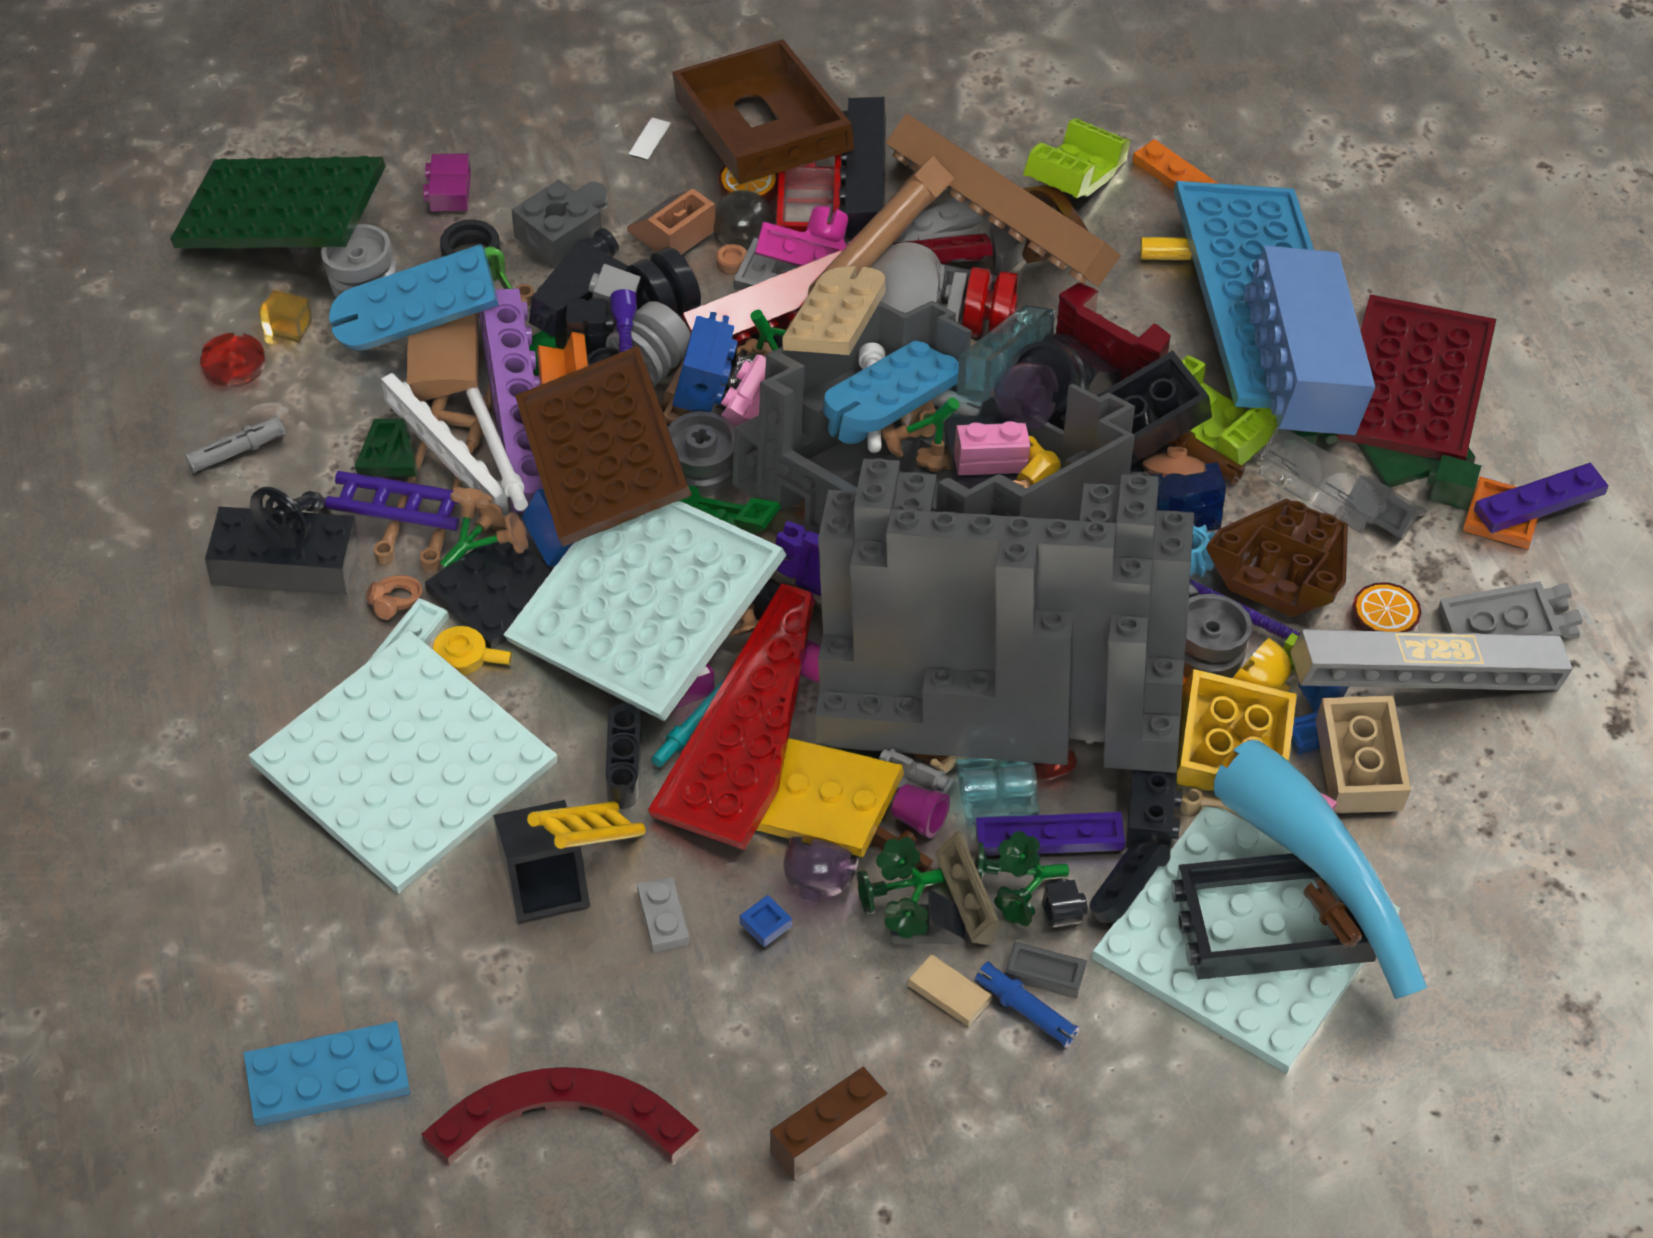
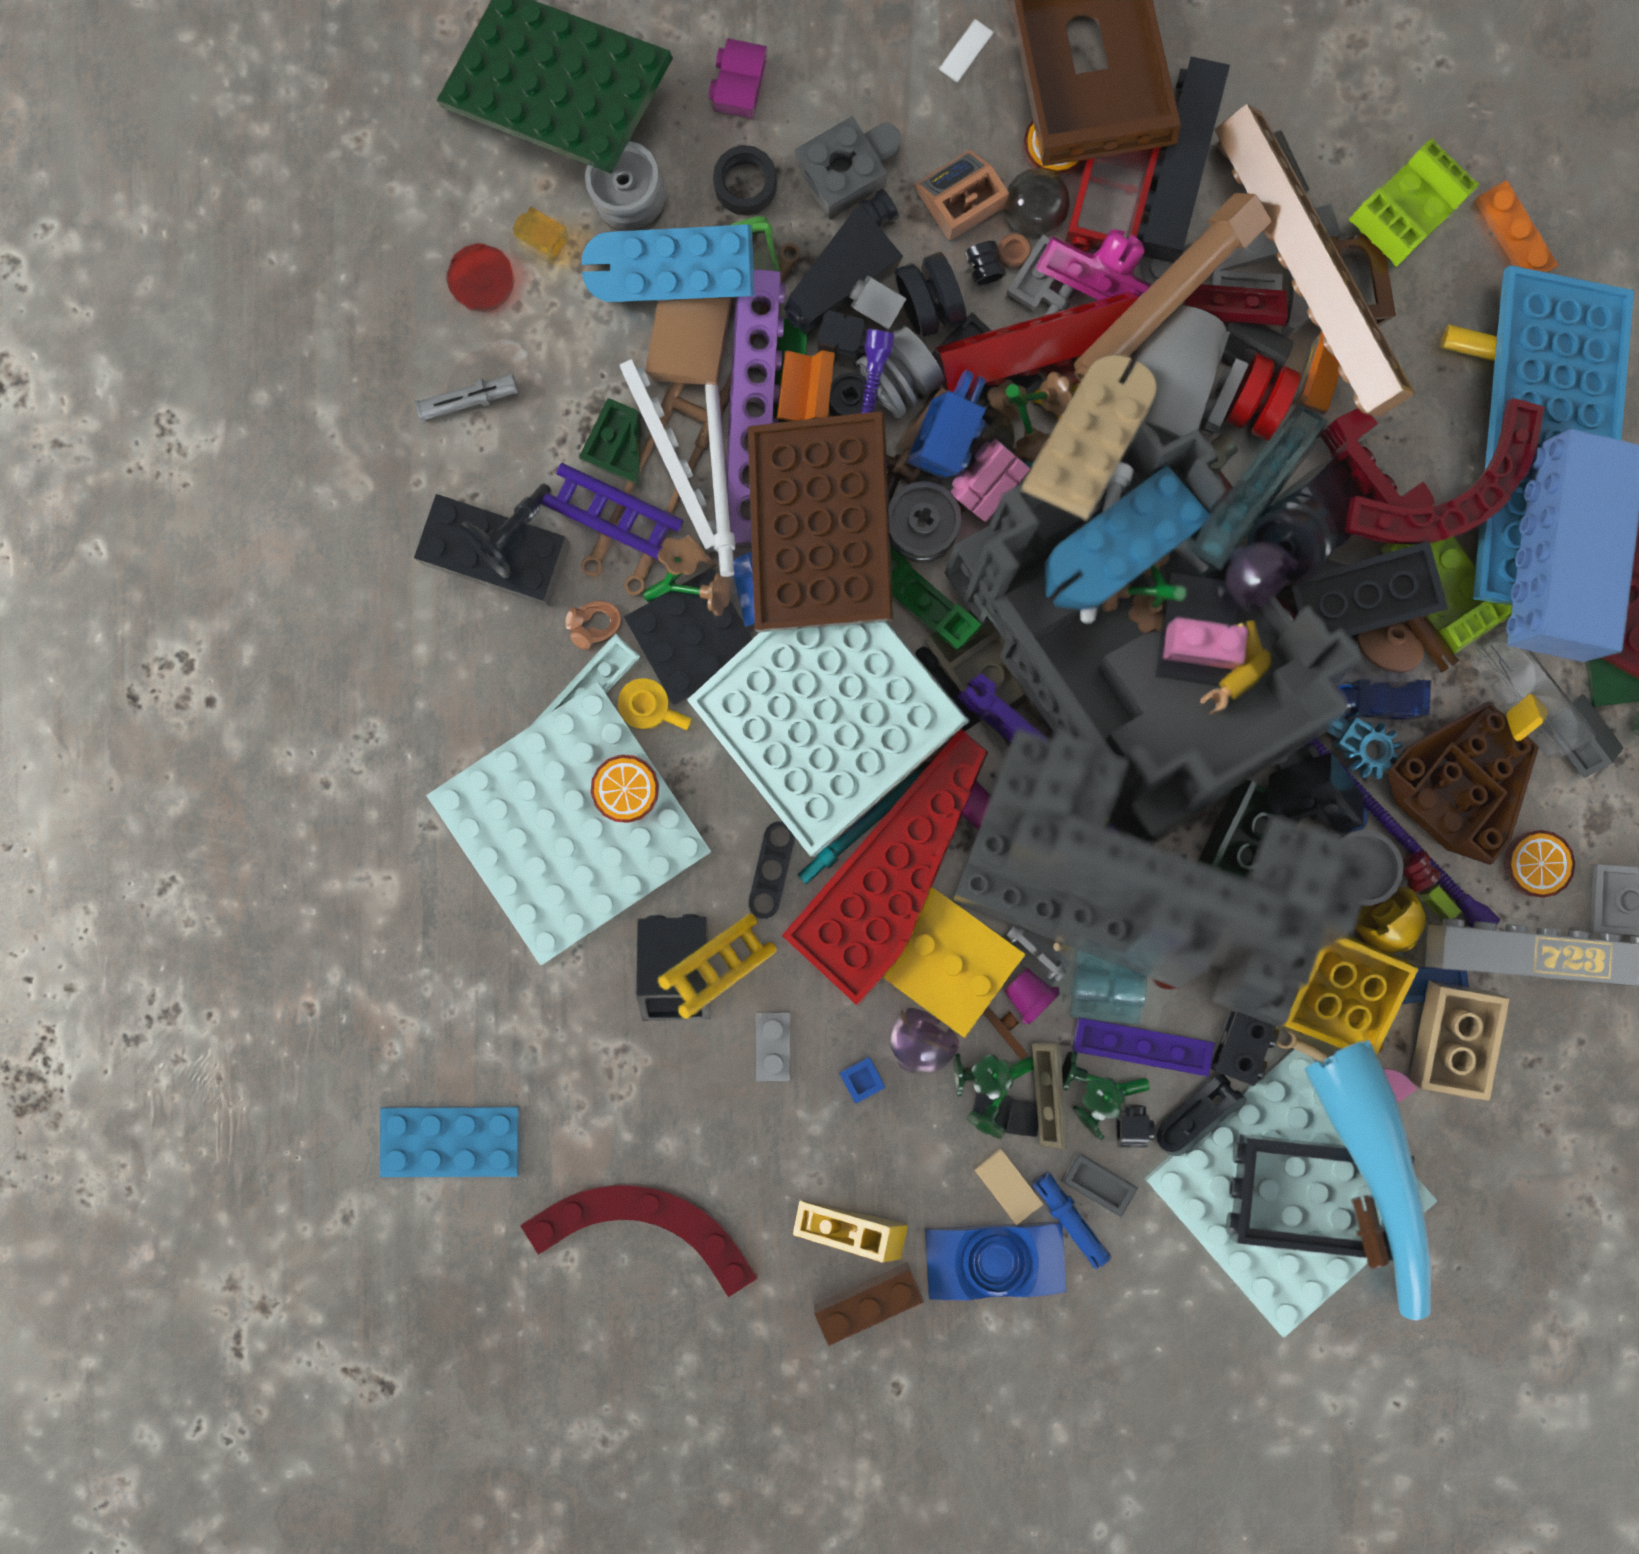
camera: 15 degrees right, 35 degrees up
(456, 706) = (625, 788): none -> light orange tile
(708, 267) = (985, 263): none -> black wheel
(793, 1059) = (851, 1231): none -> yellow slope
(956, 1062) = (995, 1261): none -> blue slope
(1039, 285) = (1318, 378): none -> orange panel
(1196, 336) = (1481, 501): none -> dark red plate
(1268, 625) = (1419, 871): none -> dark red wheel
(1324, 493) = (1526, 716): none -> yellow slope

